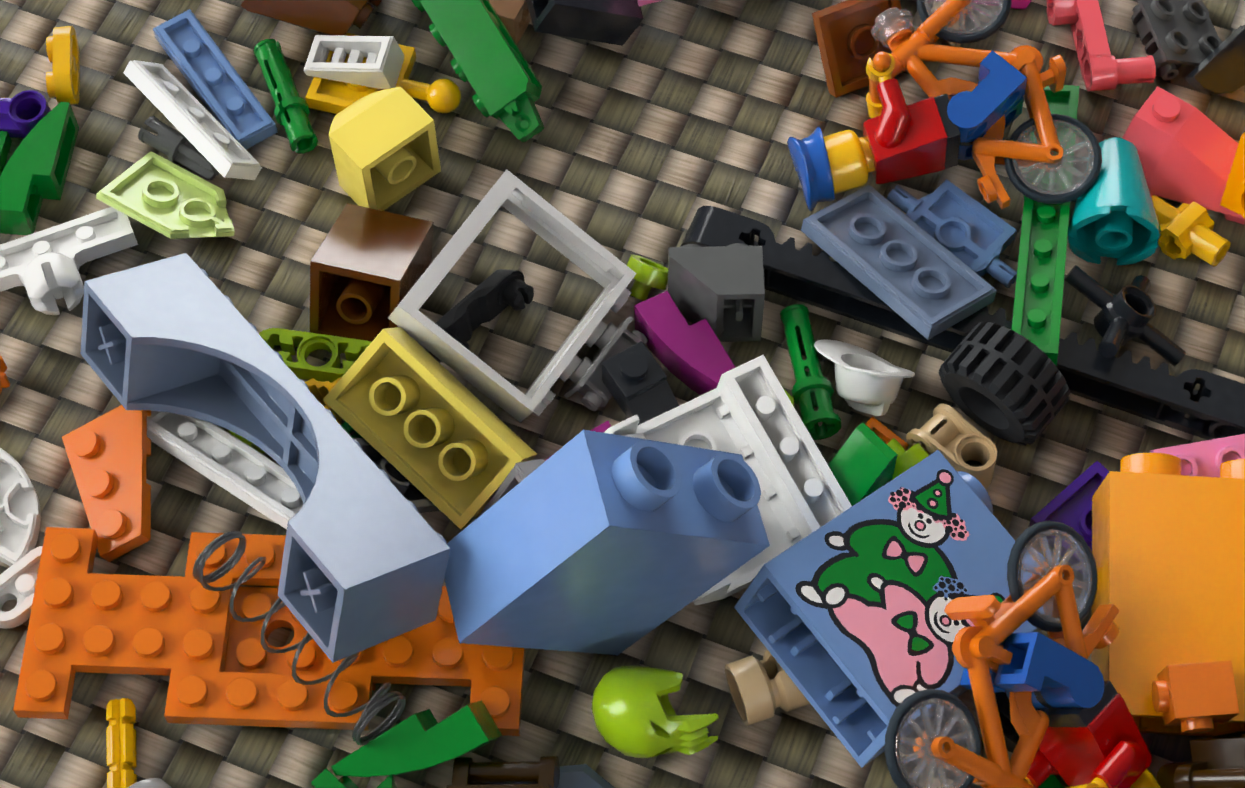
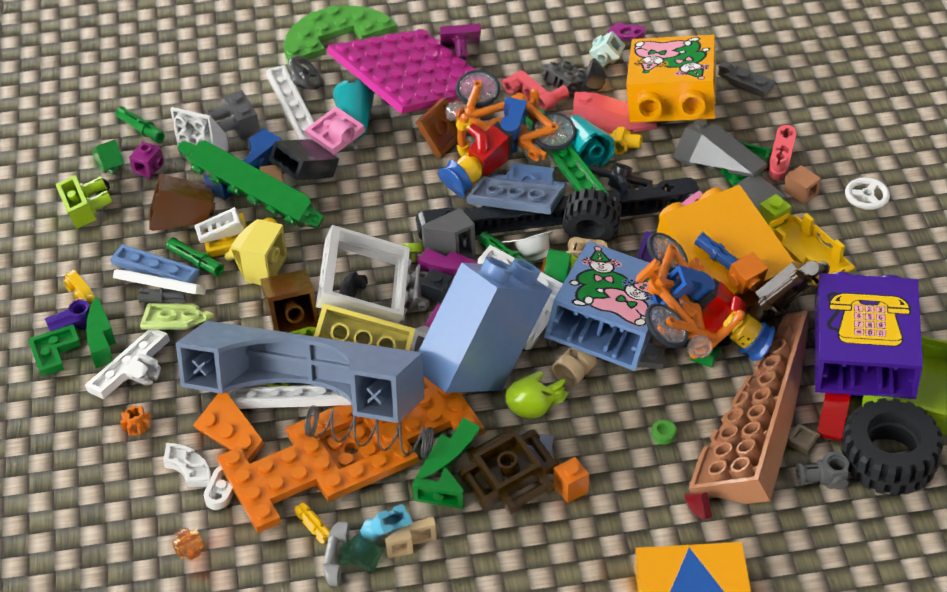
camera: 30 degrees left, 15 degrees down
(1166, 614) = (715, 250): none -> blue pin

